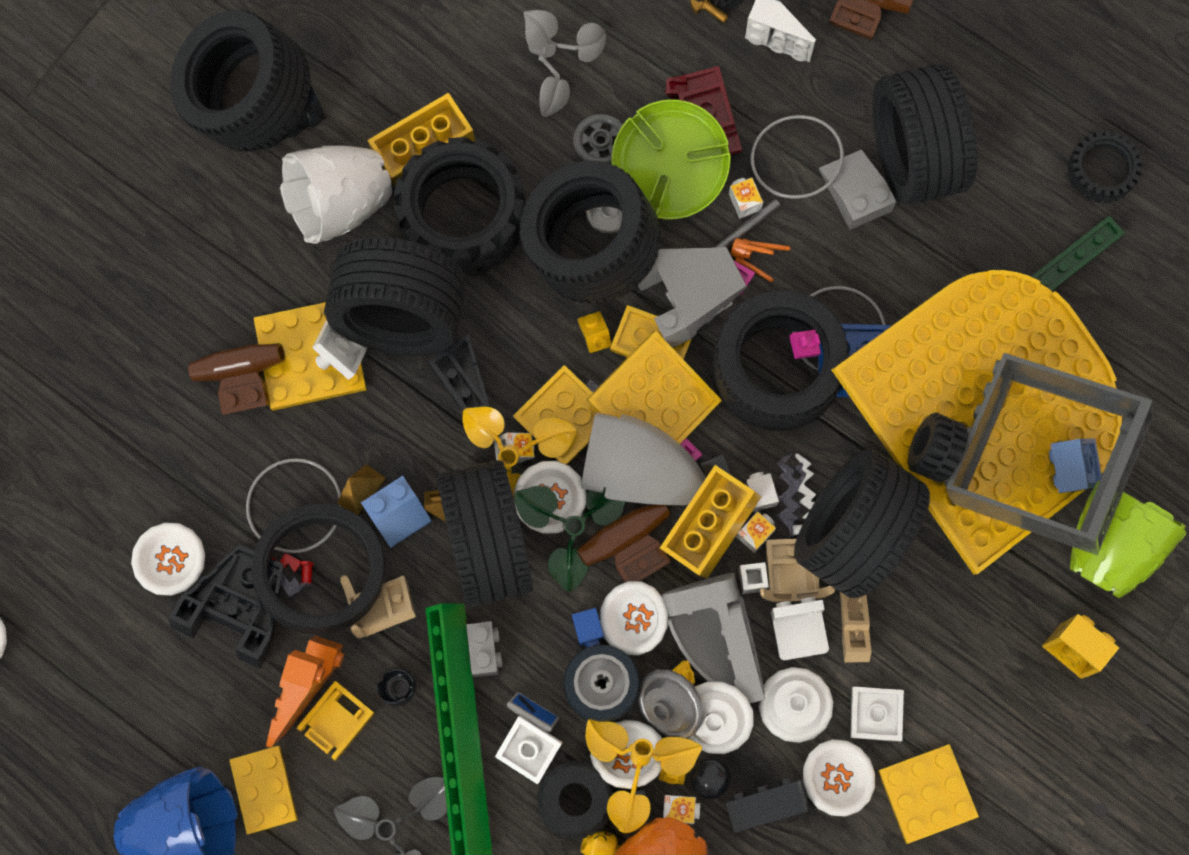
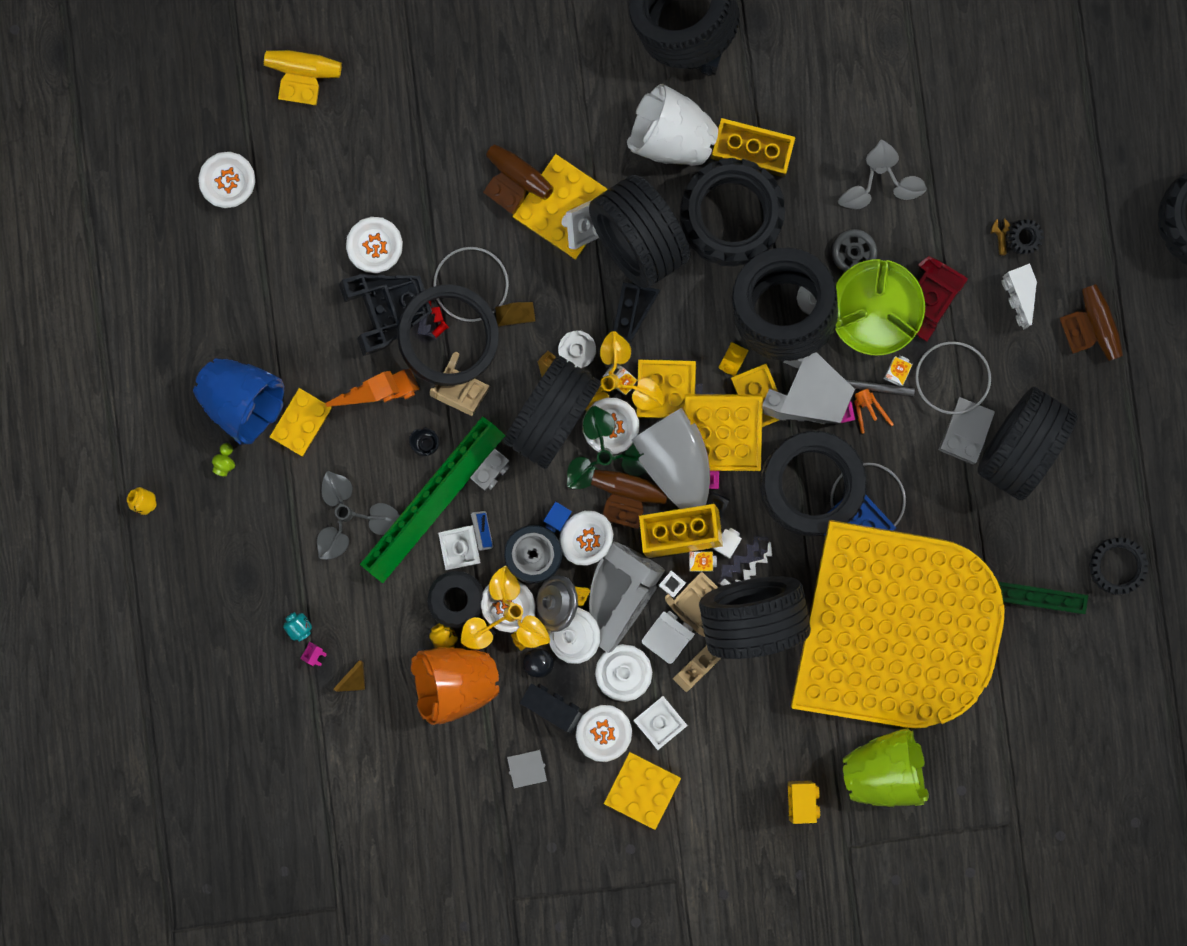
camera: 40 degrees right, 10 degrees up
(333, 724) = (372, 425): yellow container -> none
(396, 511) = (521, 347): medium blue slope -> none
(446, 457) = (577, 348): none -> white tile
(681, 808) = (505, 662): brick -> none
(805, 344) = (832, 490): dark pink tile -> none
(937, 447) = (837, 620): black tyre -> none
(1075, 464) = (909, 708): medium blue slope -> none
(1133, 431) = (913, 735): dark grey door -> none

